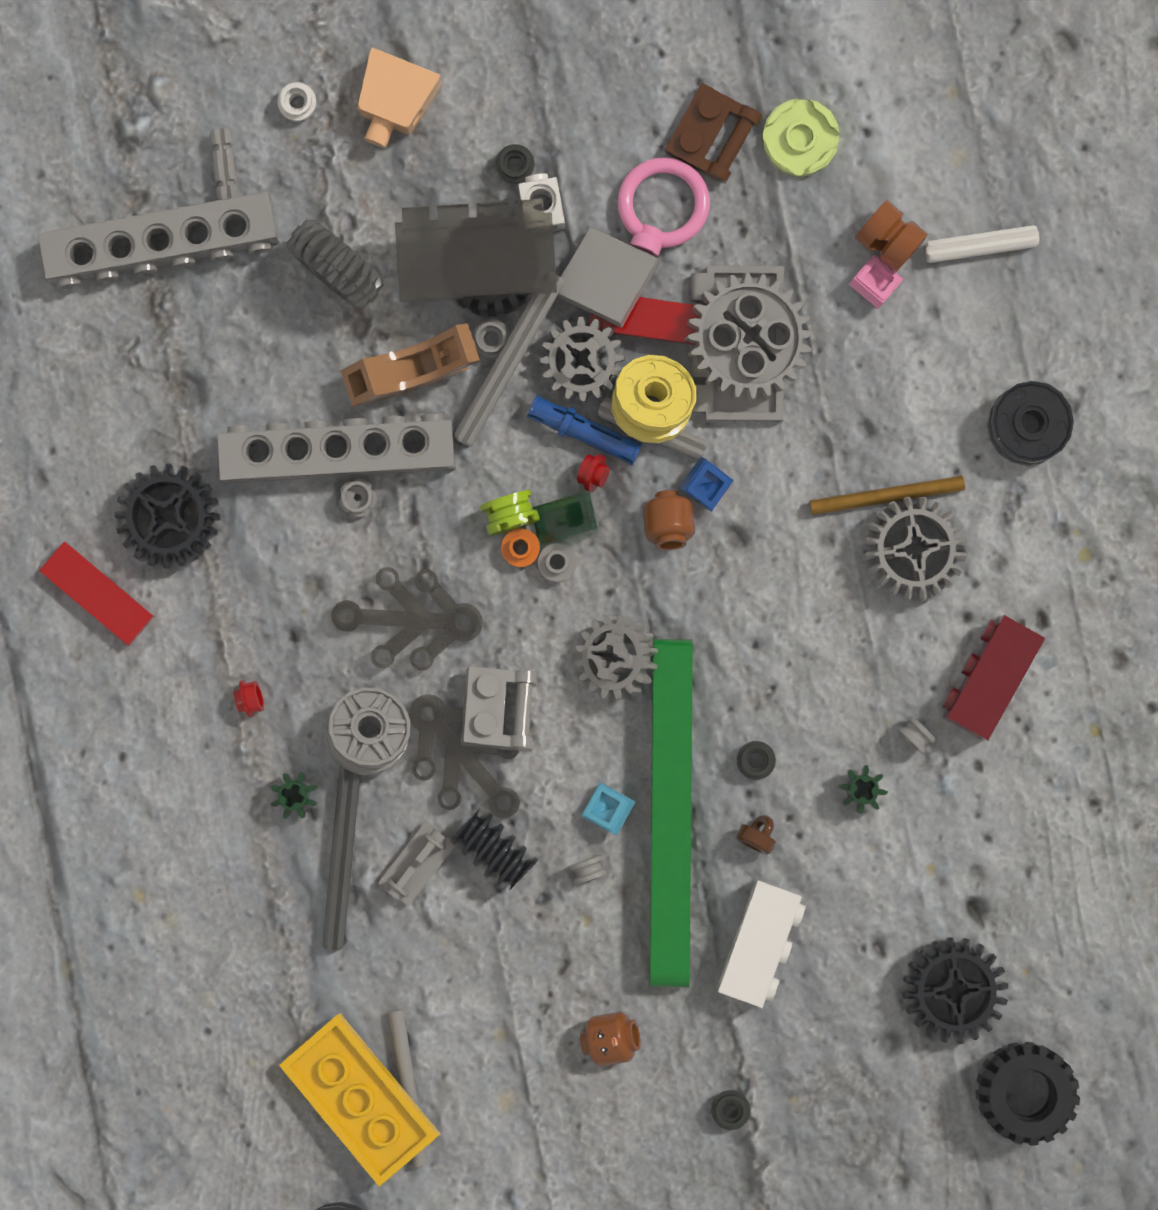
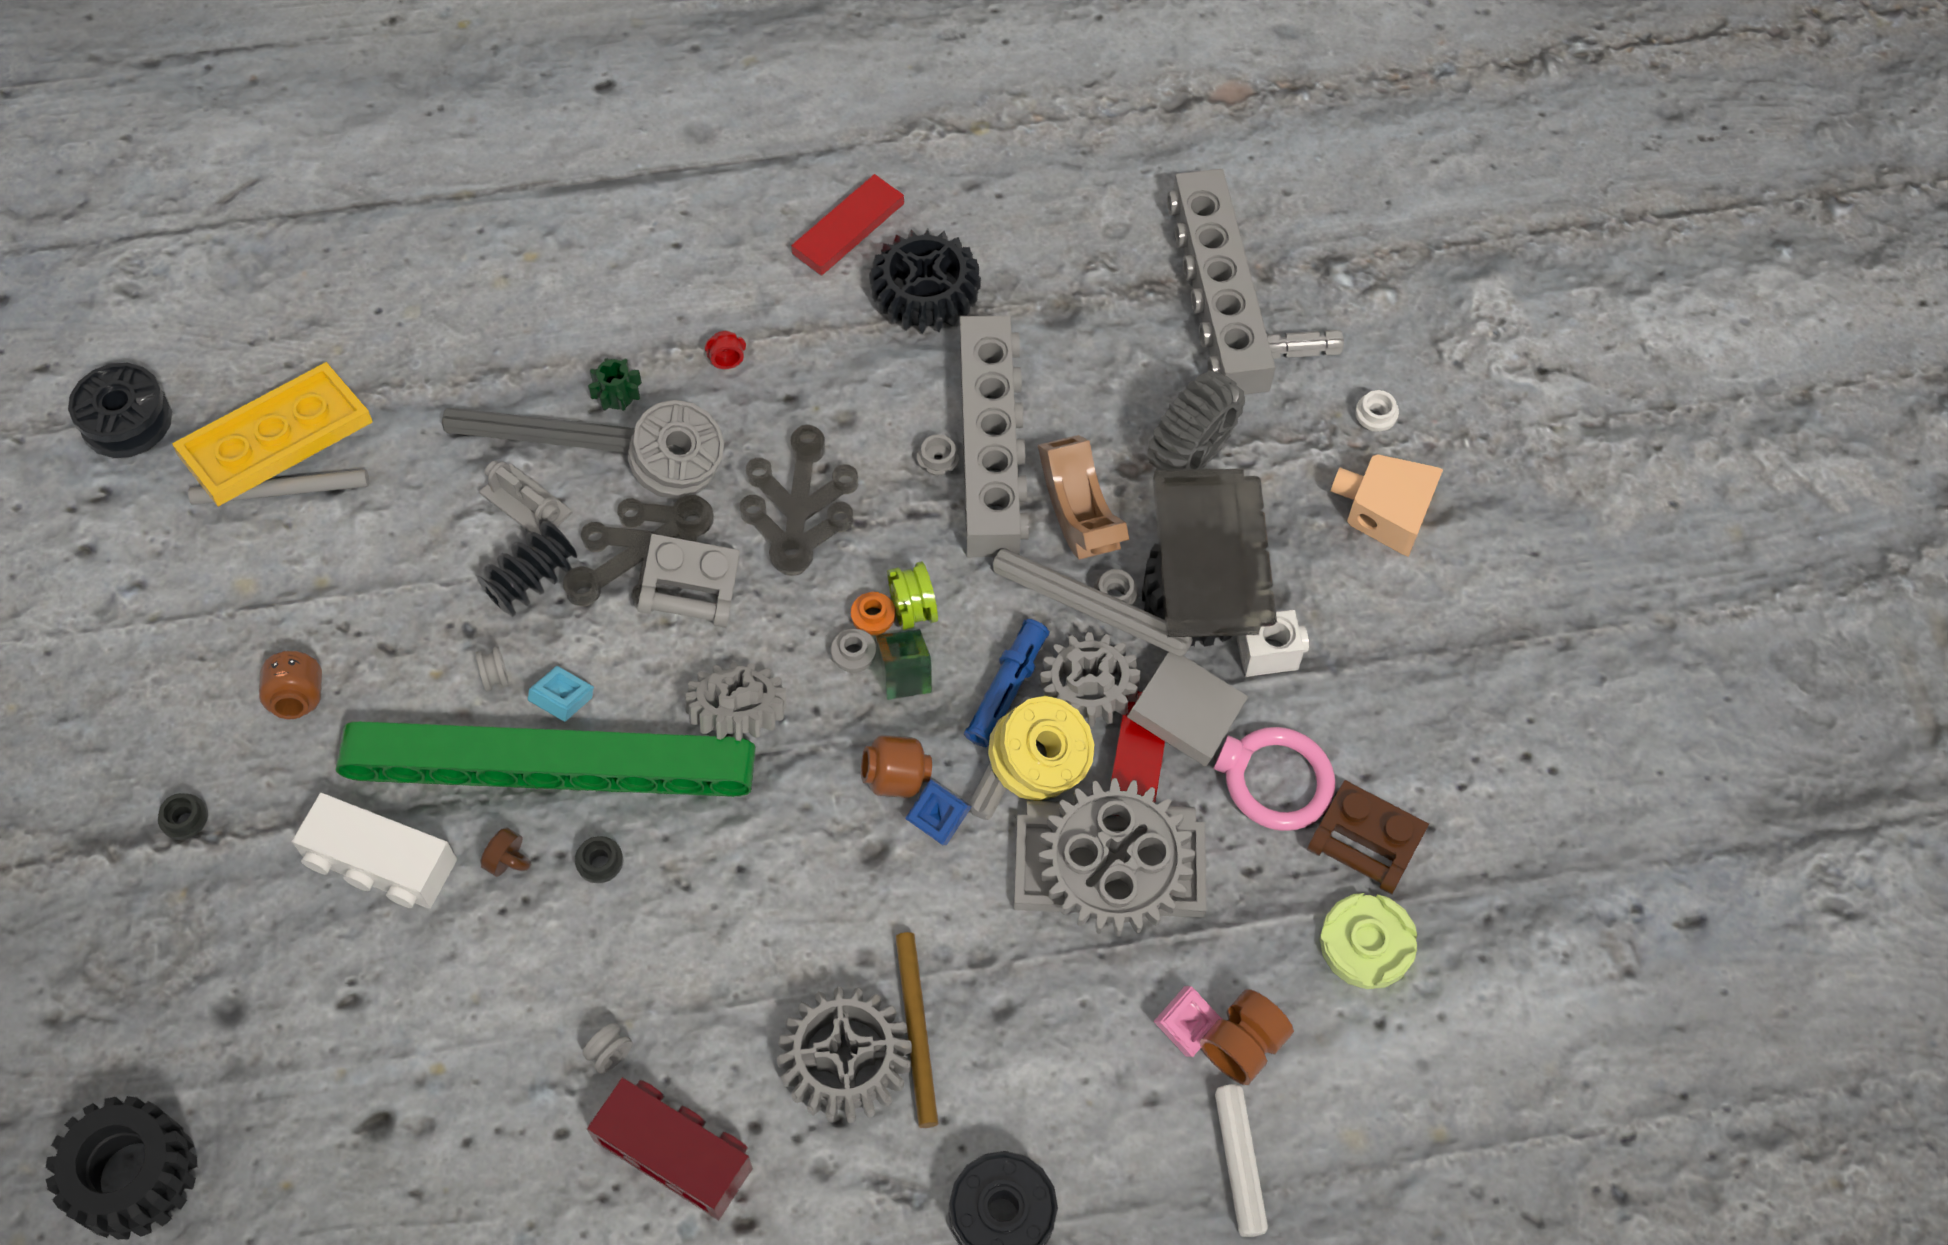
camera: 90 degrees right, 25 degrees down
(510, 152) = (1325, 612): pearl dark grey plate -> none
(593, 472) = (957, 688): red plate -> none
(851, 787) = (537, 967): dark green gear -> none
(953, 971) = (277, 1120): black gear -> none

